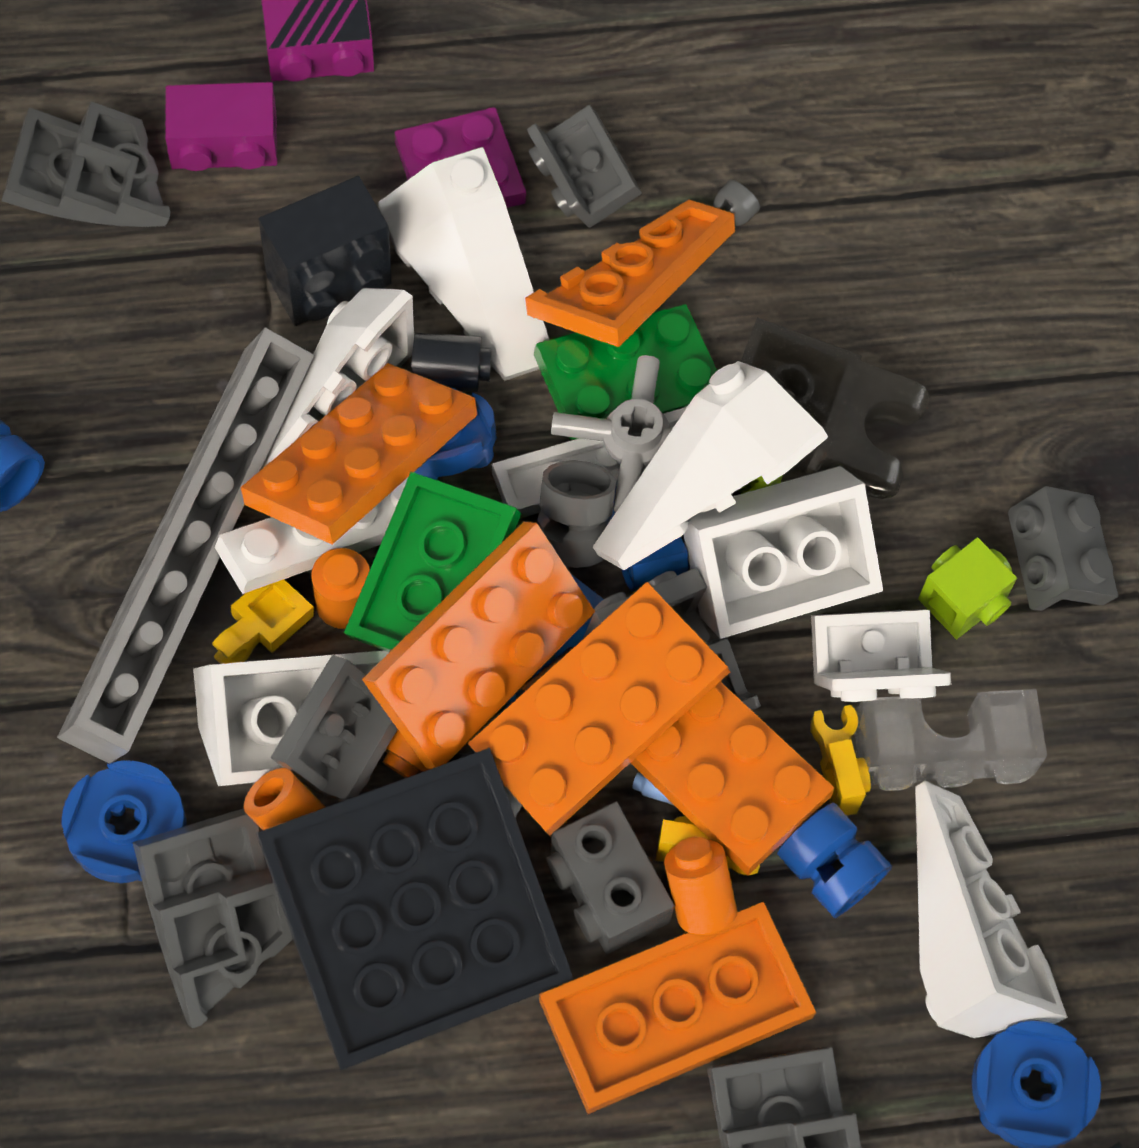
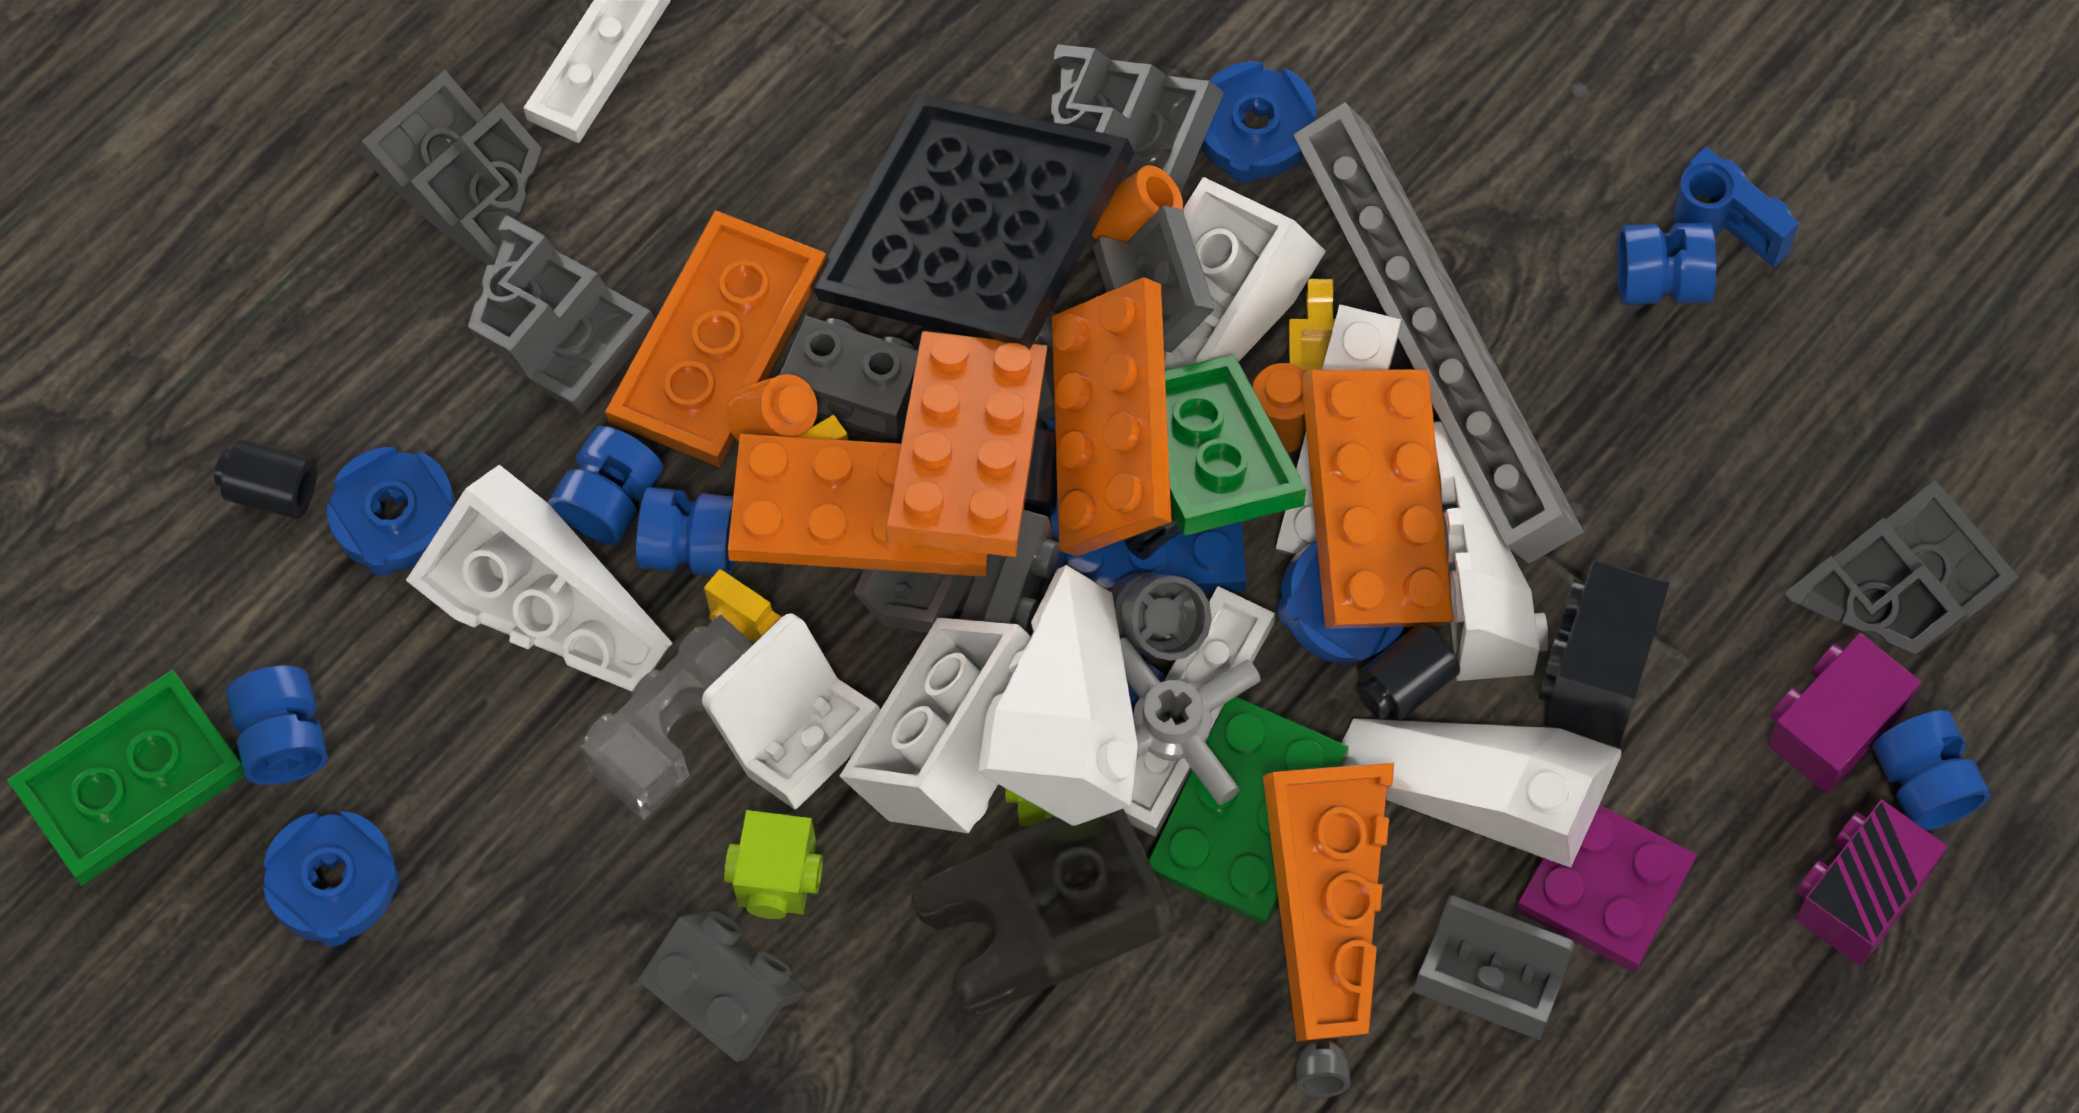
camera: 145 degrees right, 0 degrees up
(217, 47) = (1929, 765): none -> blue wheel
(864, 949) = (609, 479): none -> blue wheel

